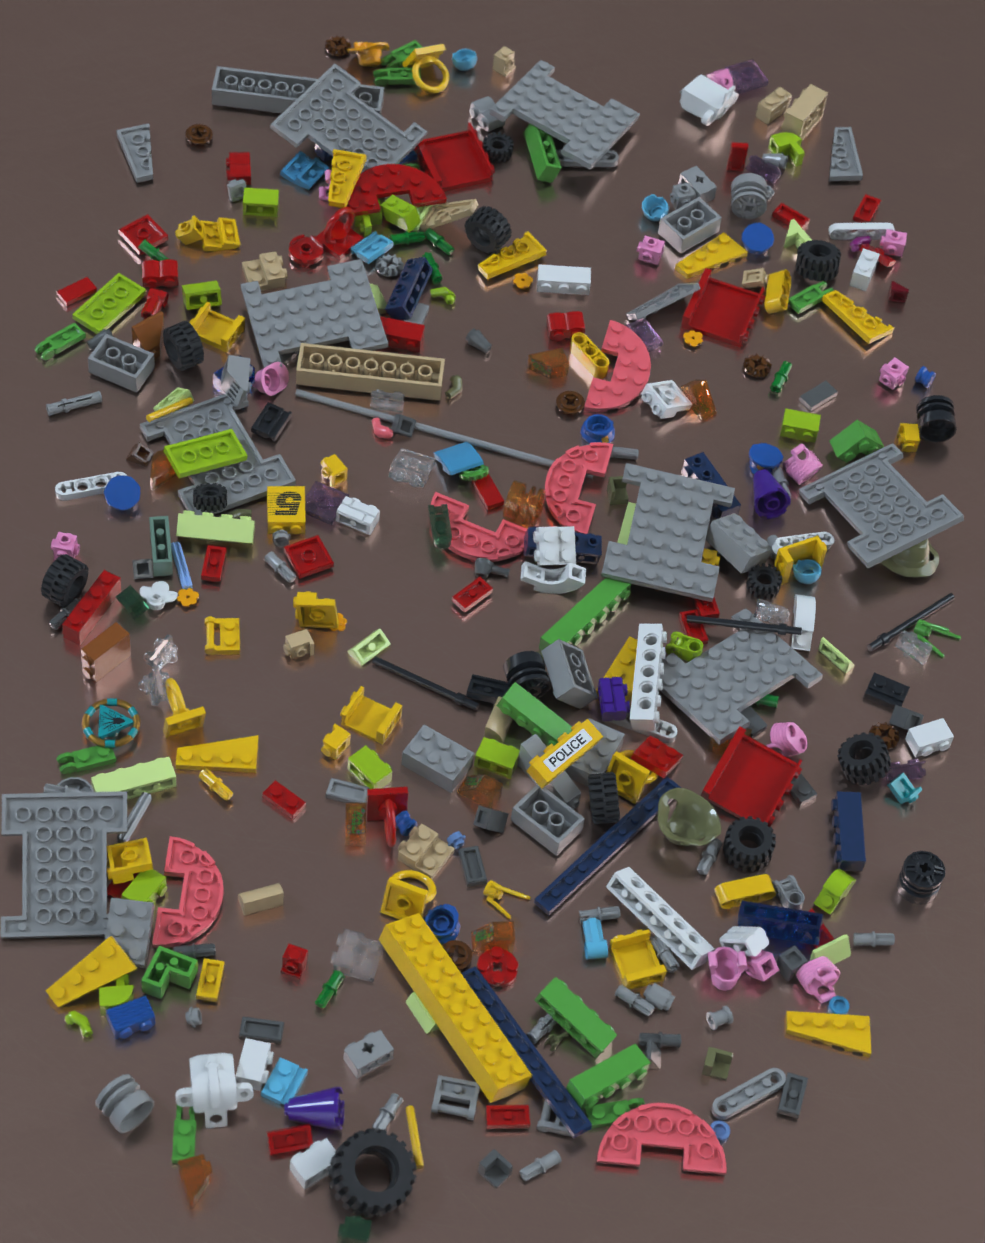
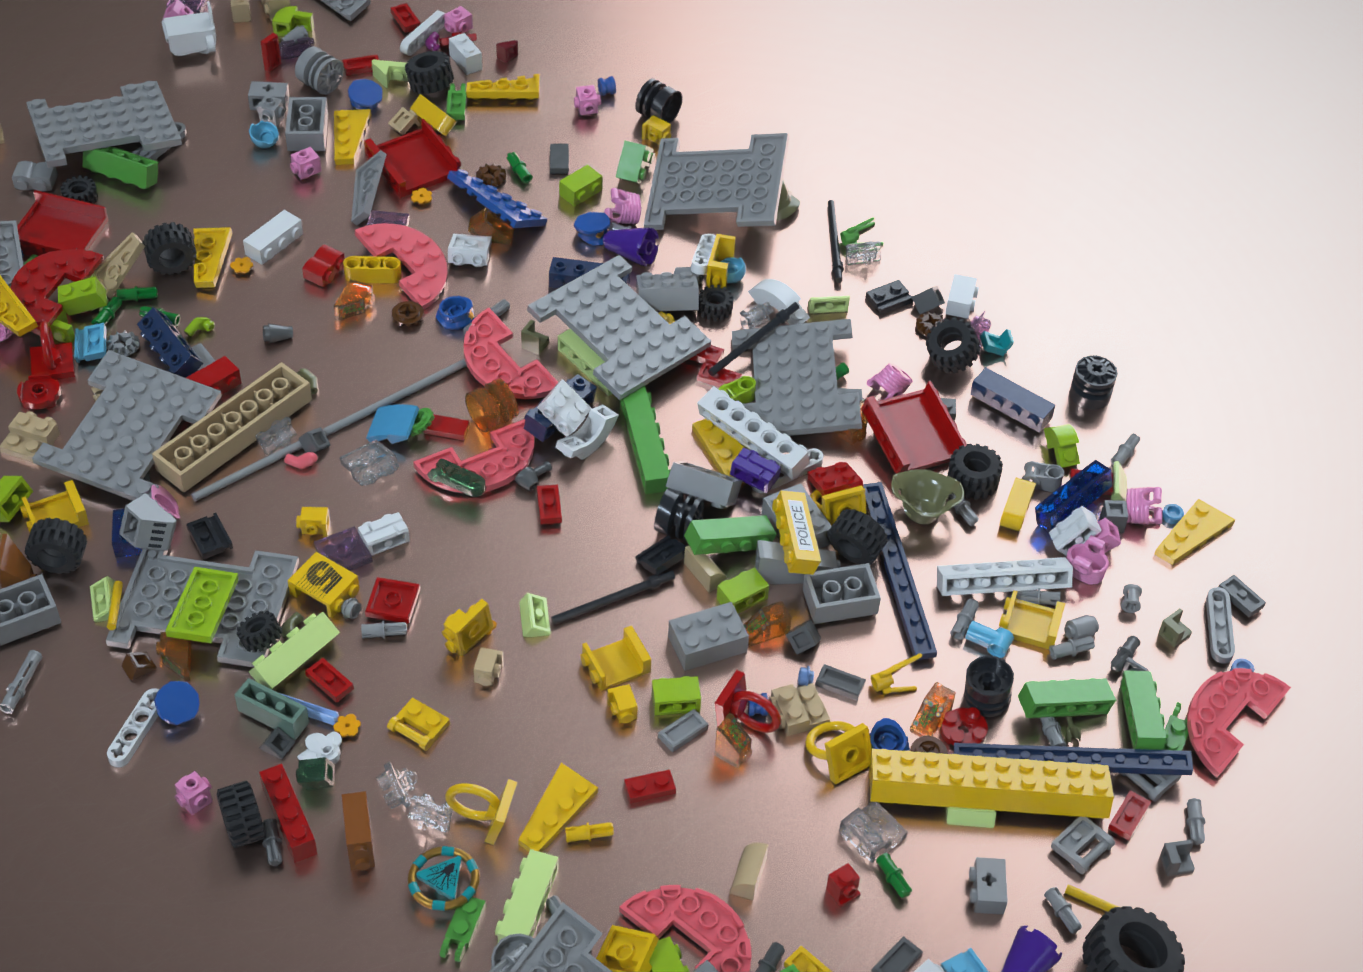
camera: 50 degrees left, 5 degrees down
(541, 959) = (989, 685): none -> black wheel
(726, 387) = (498, 202): none -> blue wing

